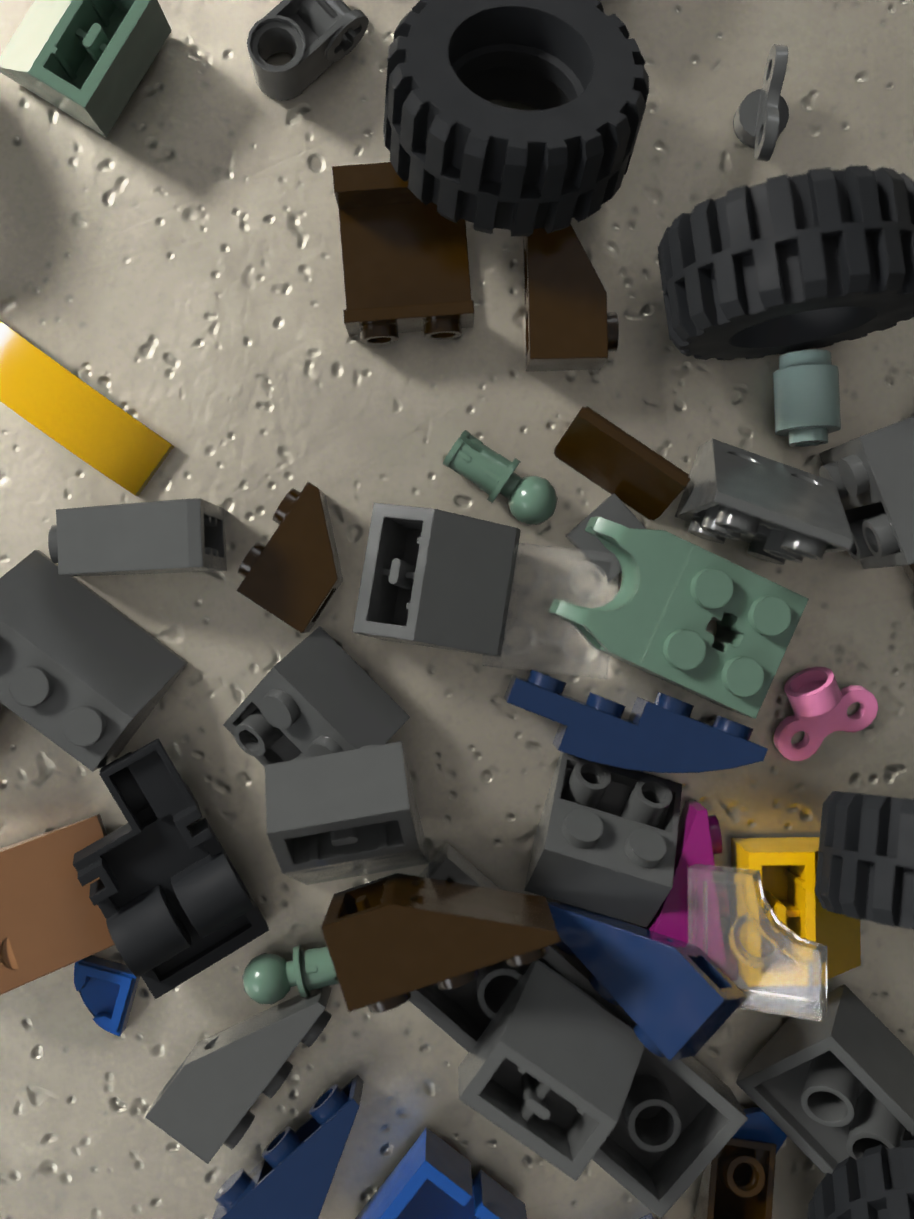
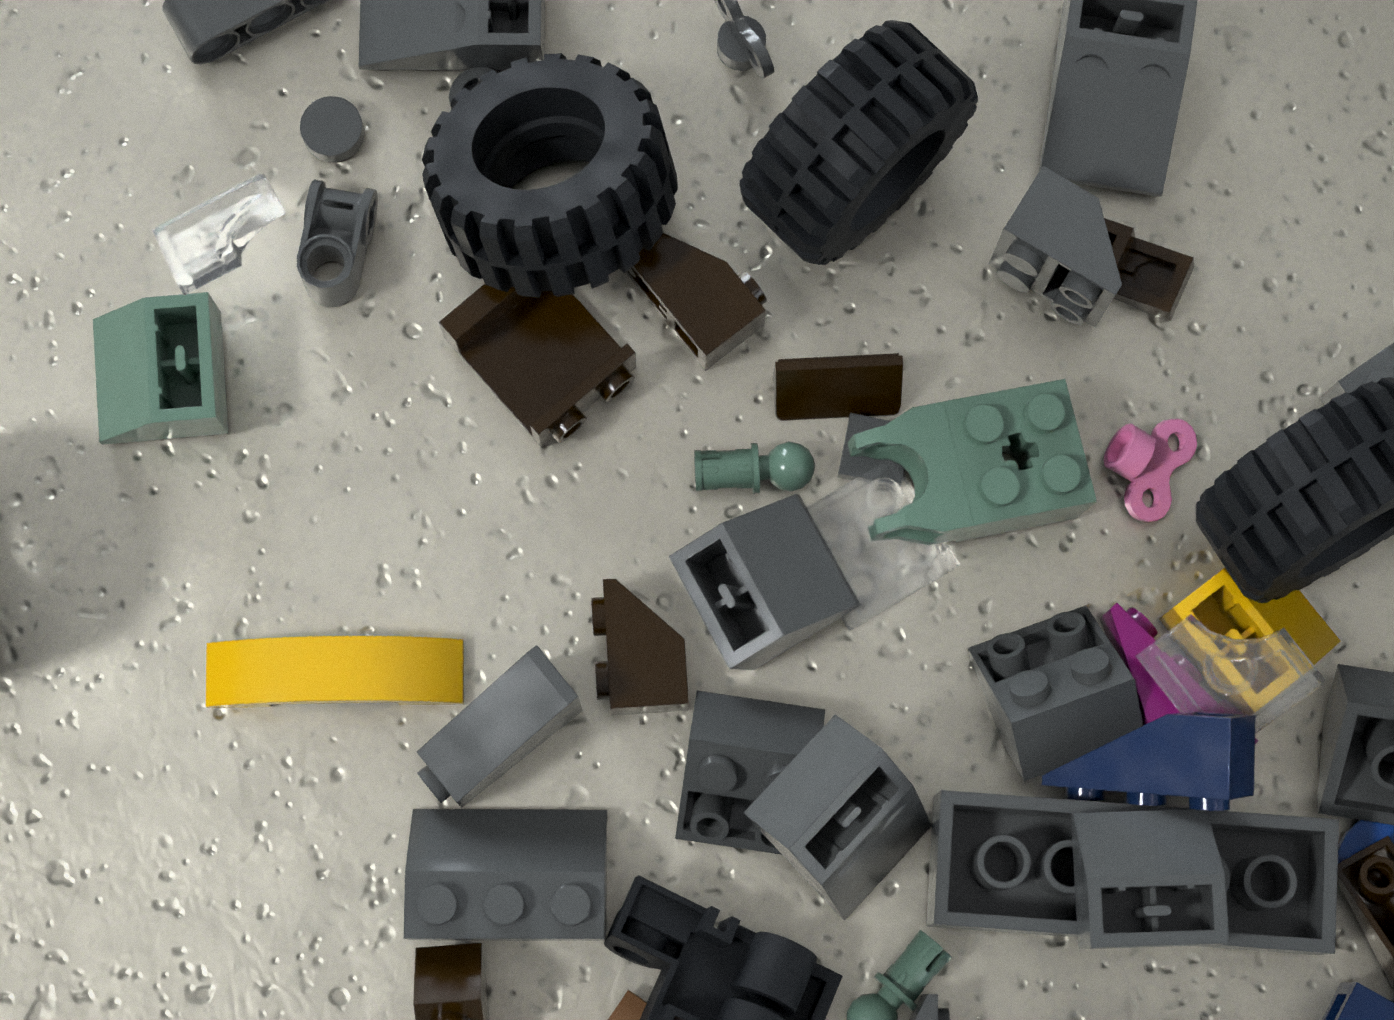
camera: 45 degrees left, 10 degrees down
(428, 932) = (950, 858): dark brown slope -> none
(653, 739) = (1031, 582): dark blue slope -> none
(763, 503) = (971, 336): dark grey slope -> none
(806, 397) = (944, 228): light aqua brick -> none

